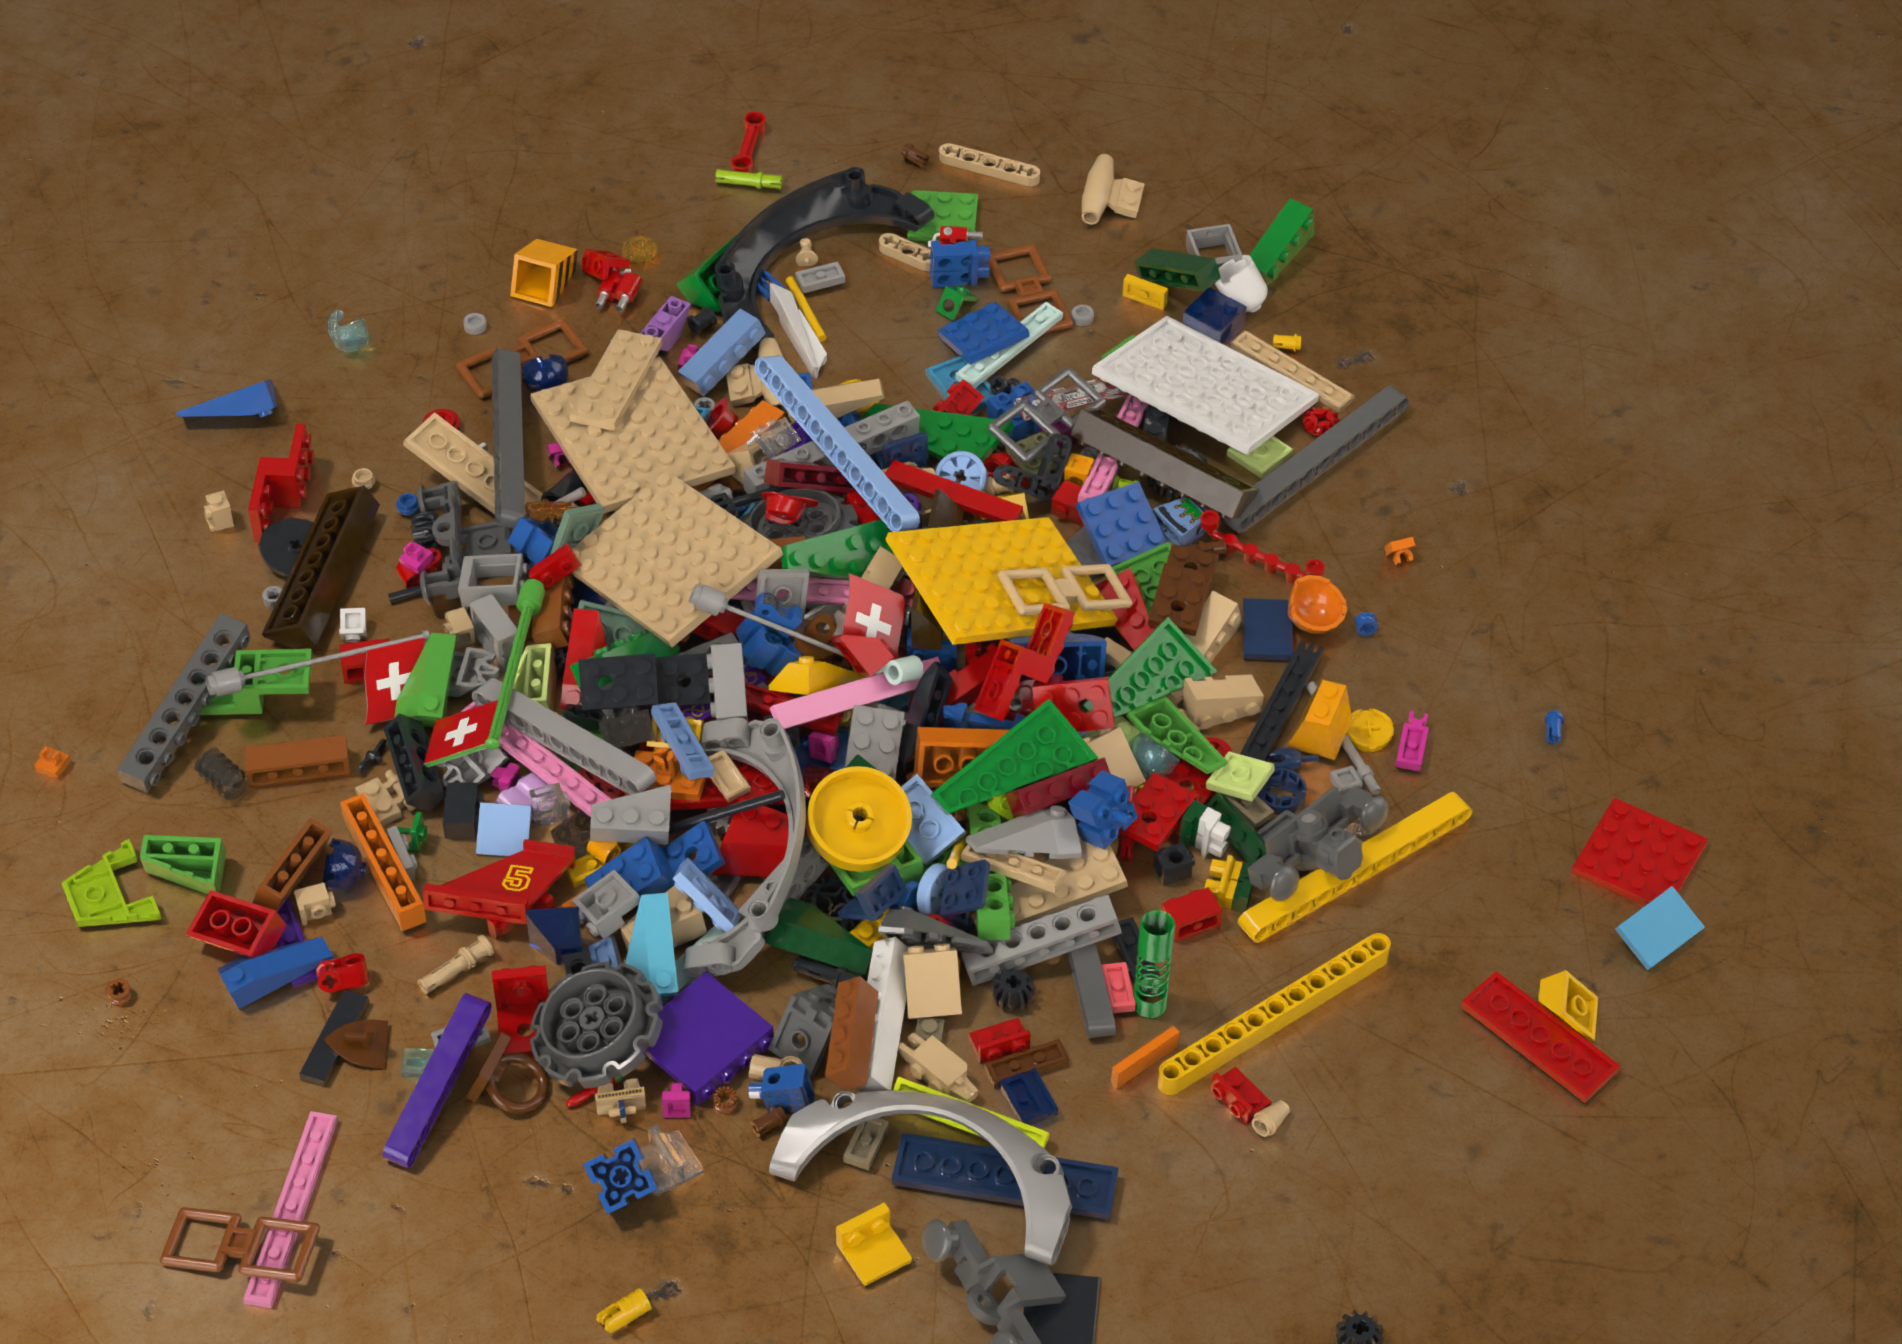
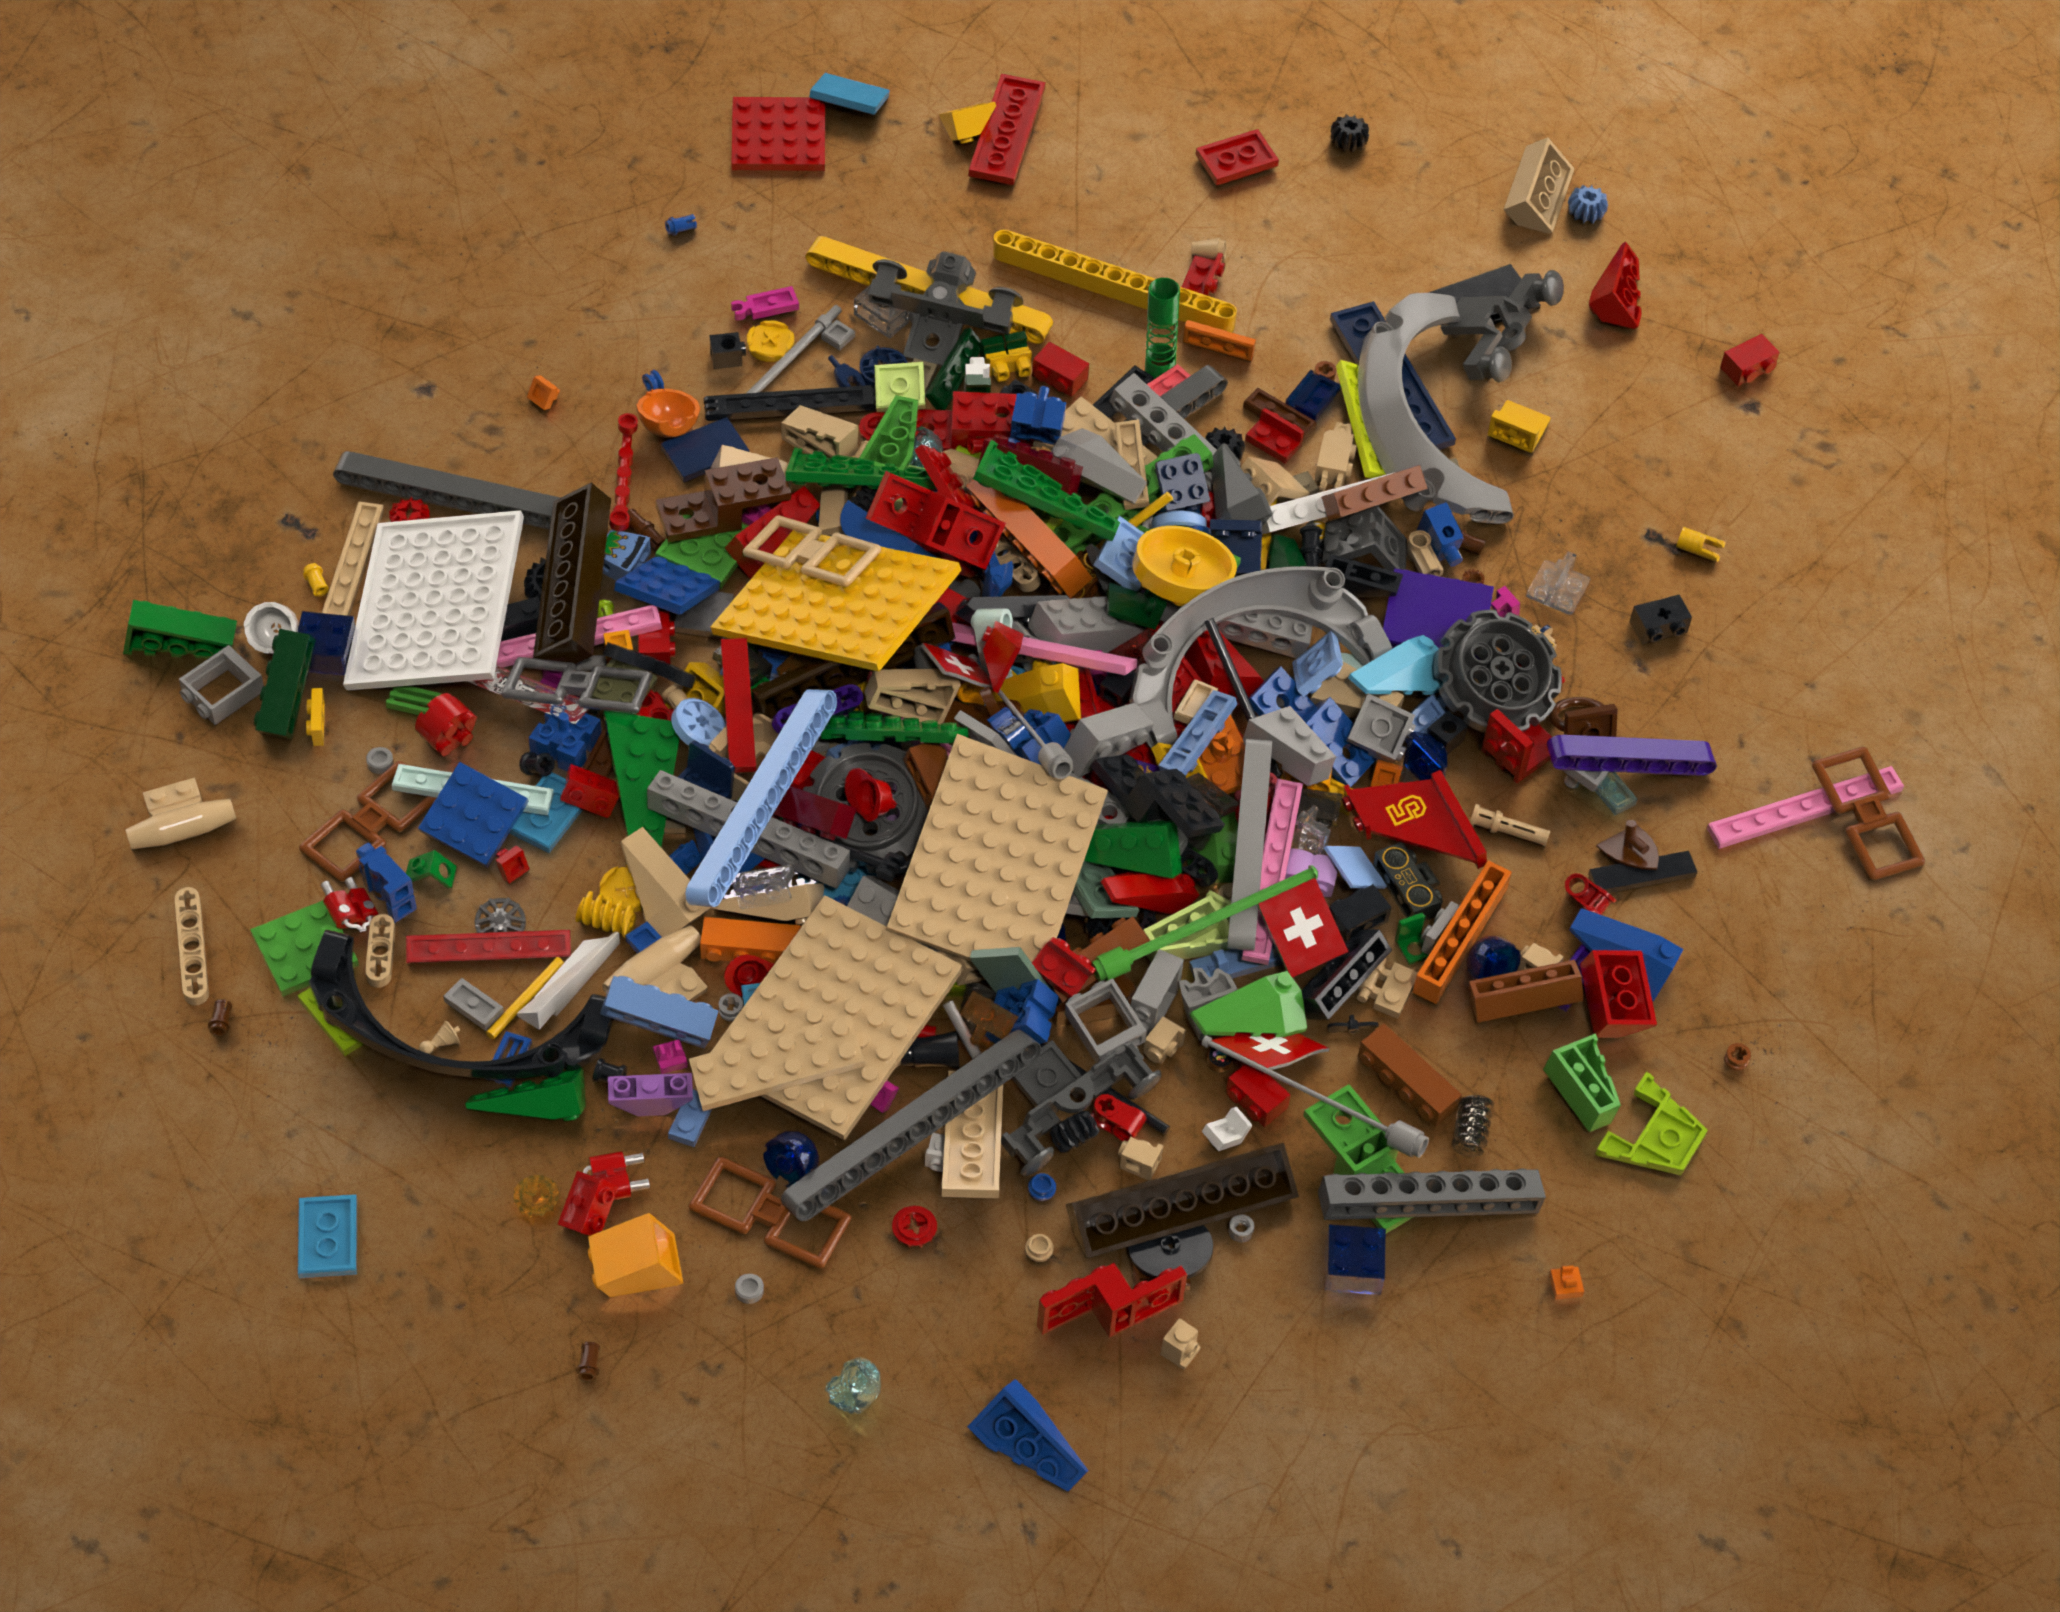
camera: 125 degrees left, 5 degrees up
(179, 637) = (1355, 1259): none -> clear blue brick
(377, 564) = (1140, 1157): none -> tan brick
(416, 557) = (1120, 1110): dark pink tile -> none
(456, 856) = (1406, 883): none -> pearl dark grey piece
(488, 221) = (588, 1369): none -> reddish brown pin
(565, 1217) = (1660, 619): none -> black brick
(621, 1176) = (1607, 589): blue brick -> none
(699, 147) = (327, 1236): none -> dark azure tile
(749, 141) = (296, 1187): red piece -> none
(749, 179) = (353, 1144): lime pin -> none
(775, 994) = (1365, 579): none -> black slope
(836, 369) = (606, 914): none -> yellow piece
(863, 304) = (488, 946): none -> red tile
(882, 320) = (500, 920): none -> flat silver wheel
(925, 340) = (512, 863): none -> red tile
(1053, 1119) = (1325, 366): none -> dark orange bush
(1077, 346) = (446, 724): none -> red brick
(1323, 721) = (805, 351): light orange slope -> none
(1371, 686) = (726, 350): none -> black brick
(1385, 1213) = (1237, 157): none -> red plate

